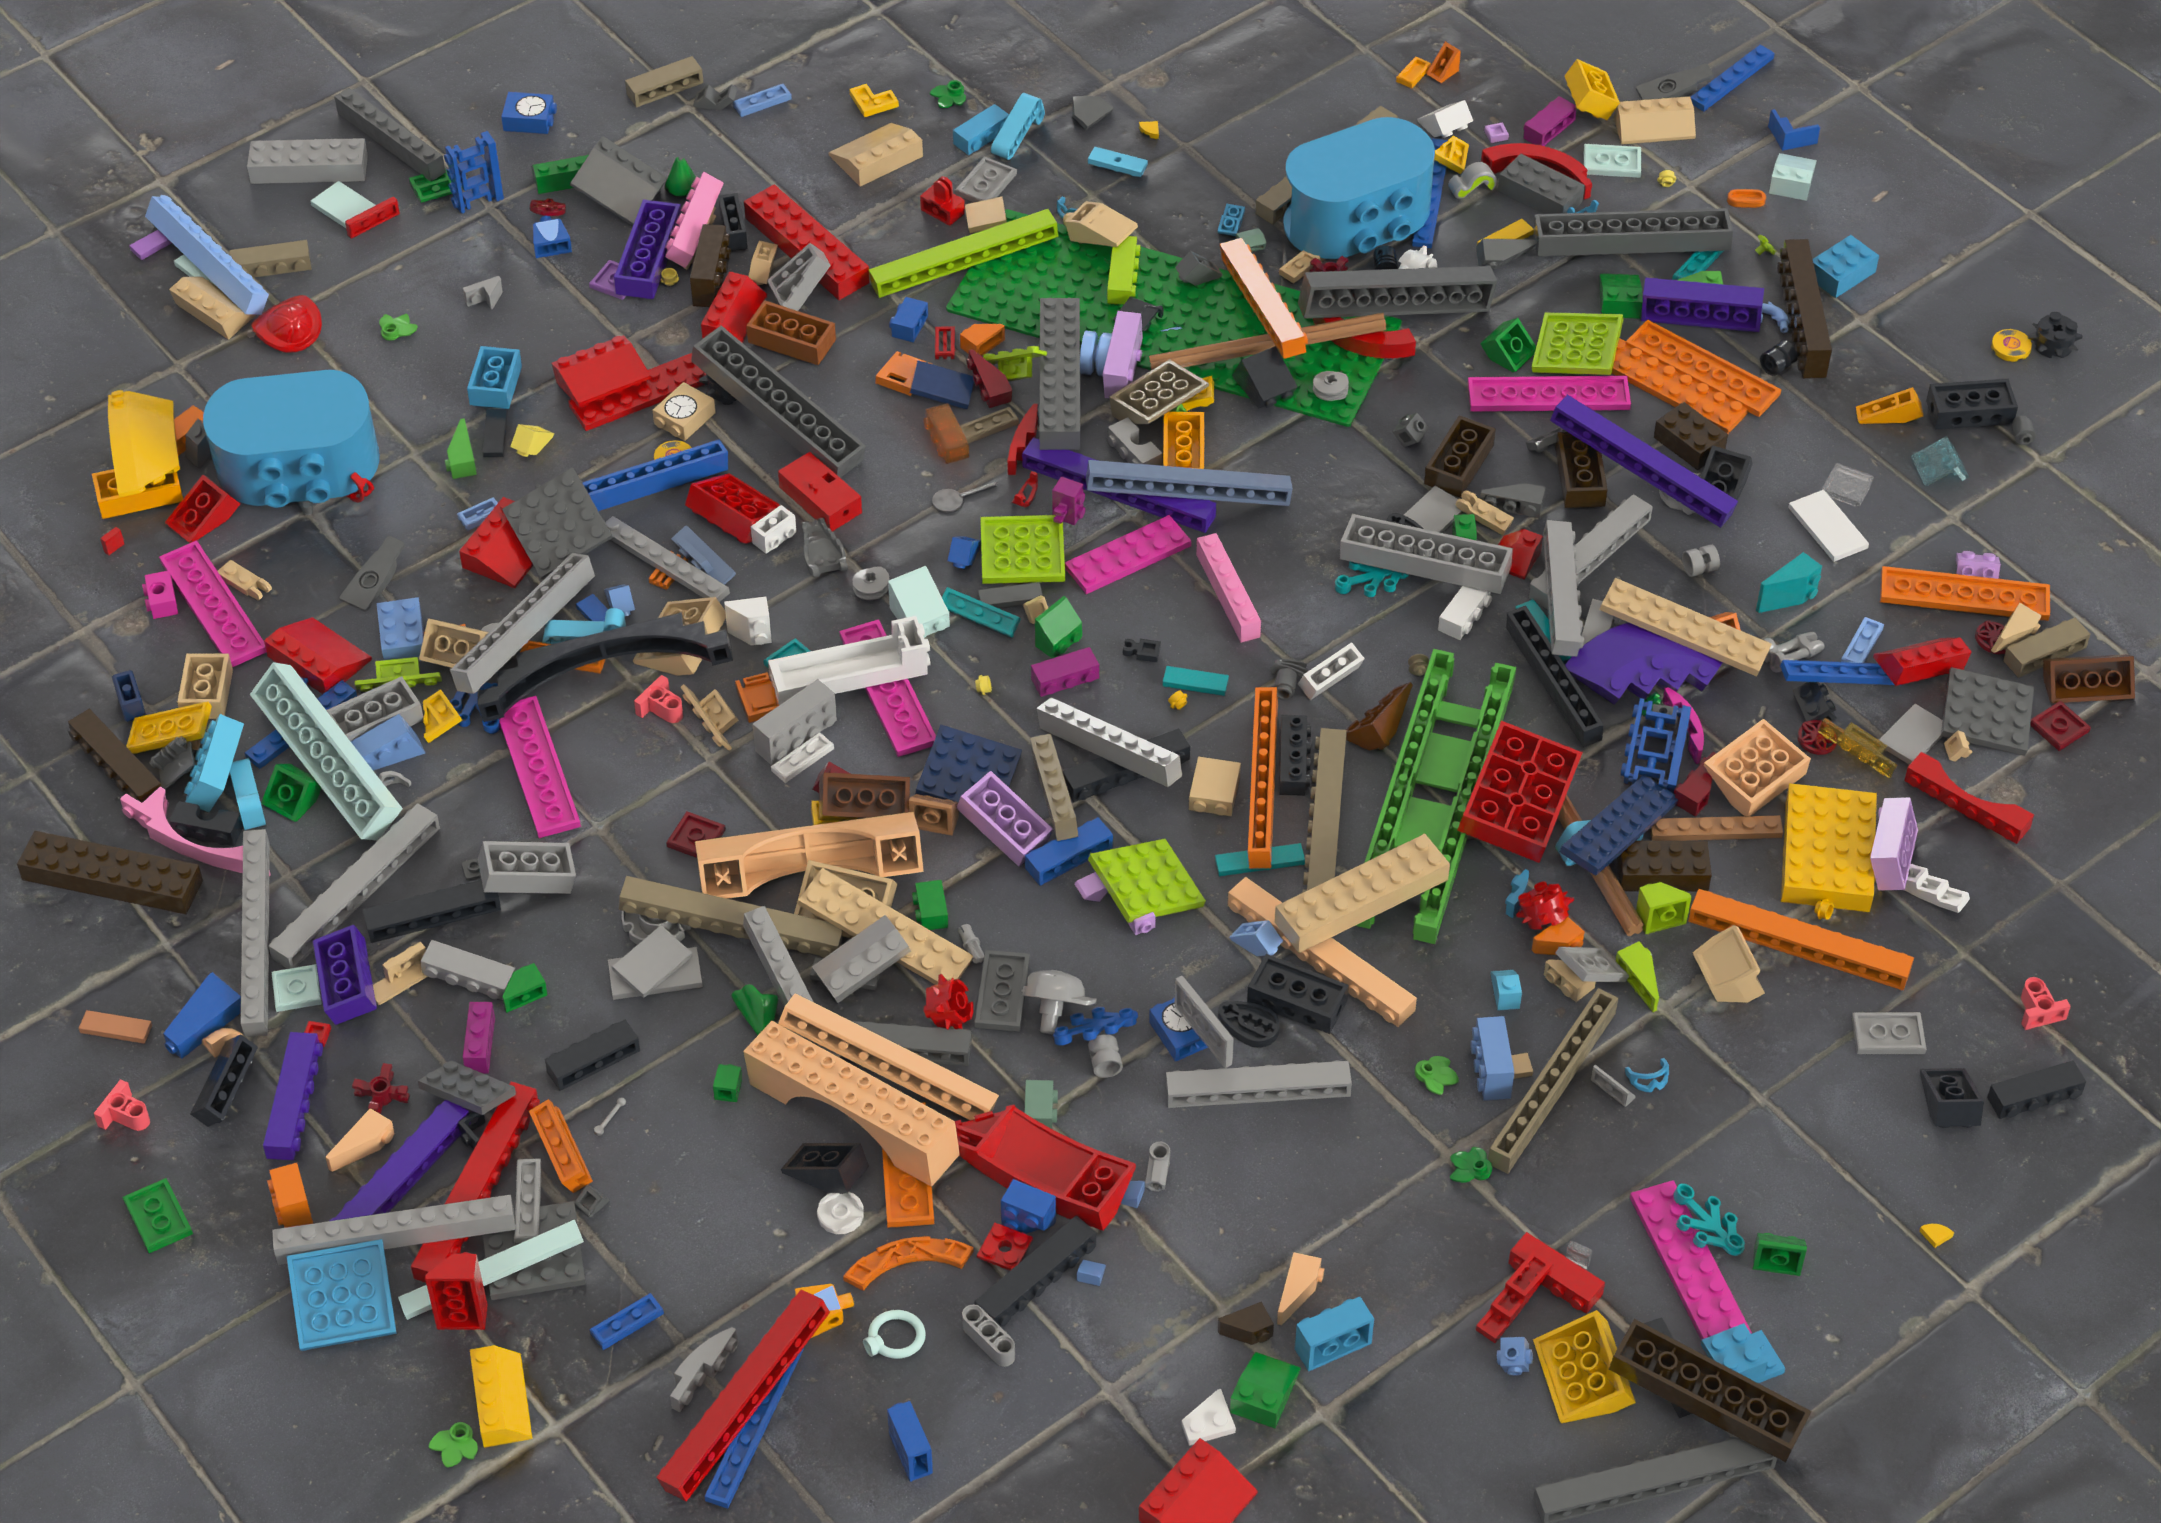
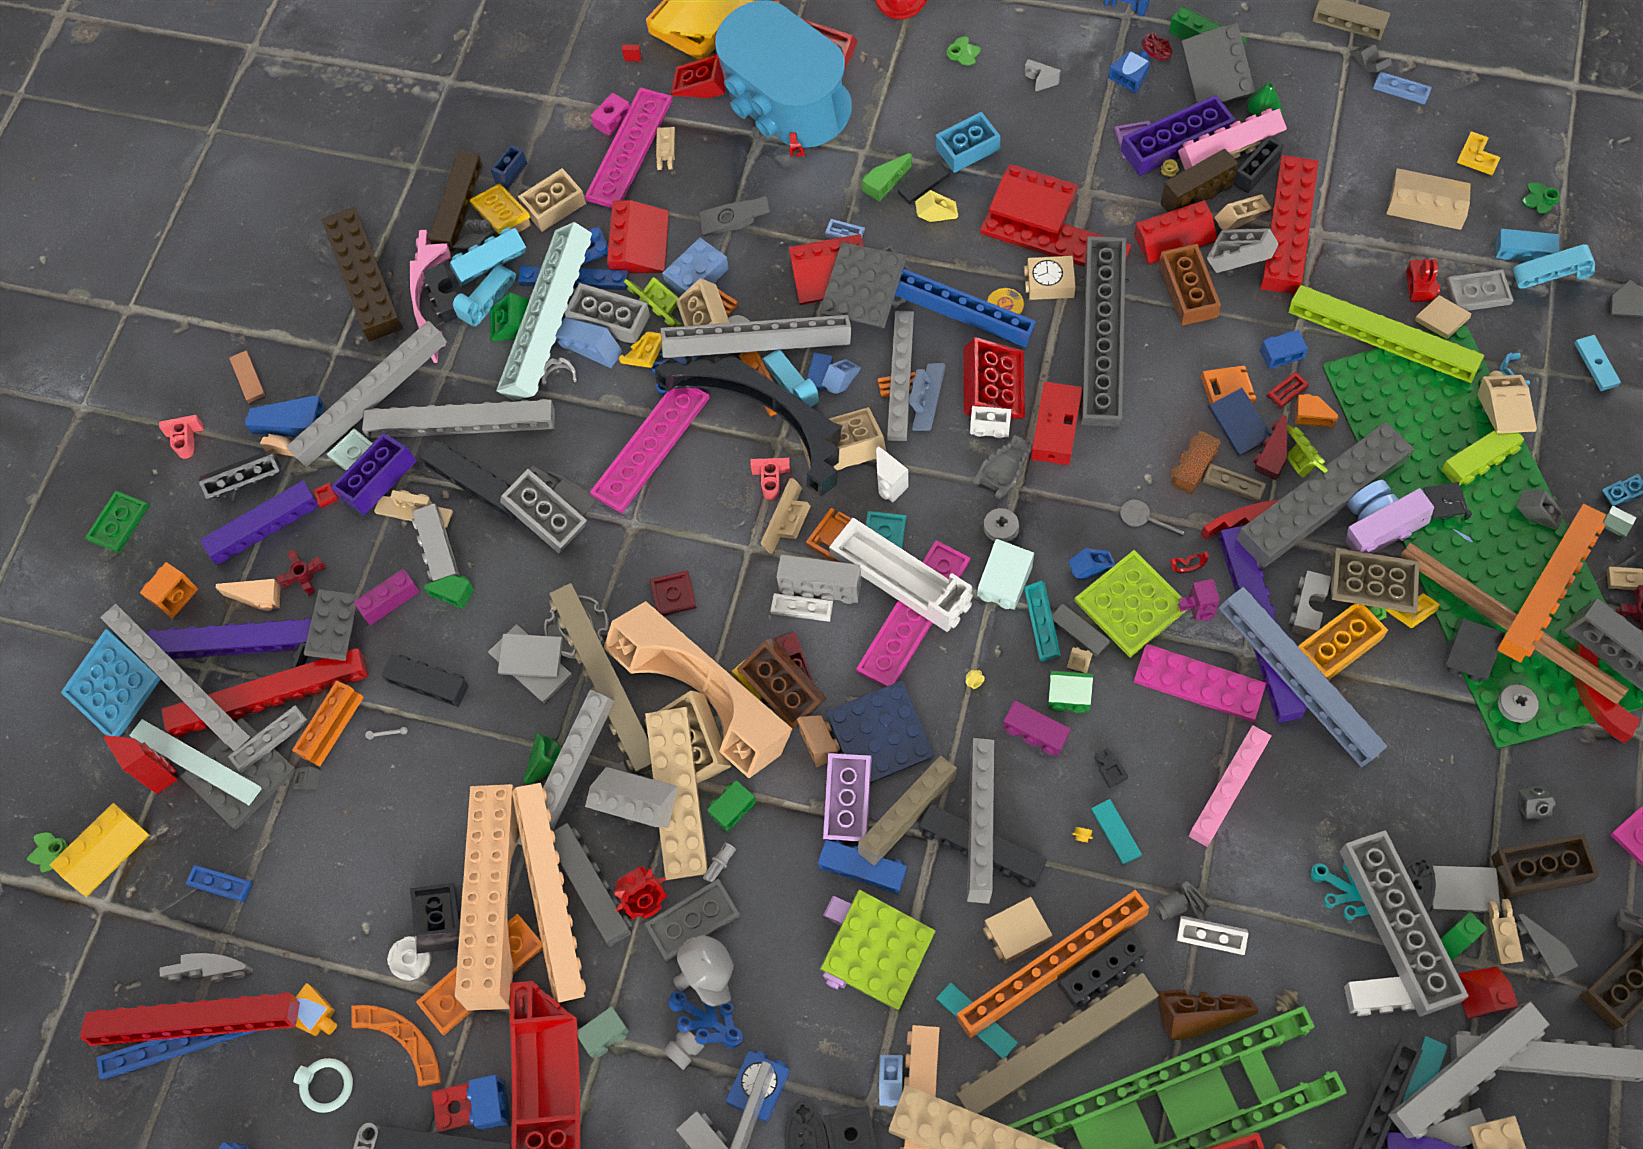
camera: 60 degrees right, 15 degrees up
(727, 1083) = (461, 789): green brick -> none

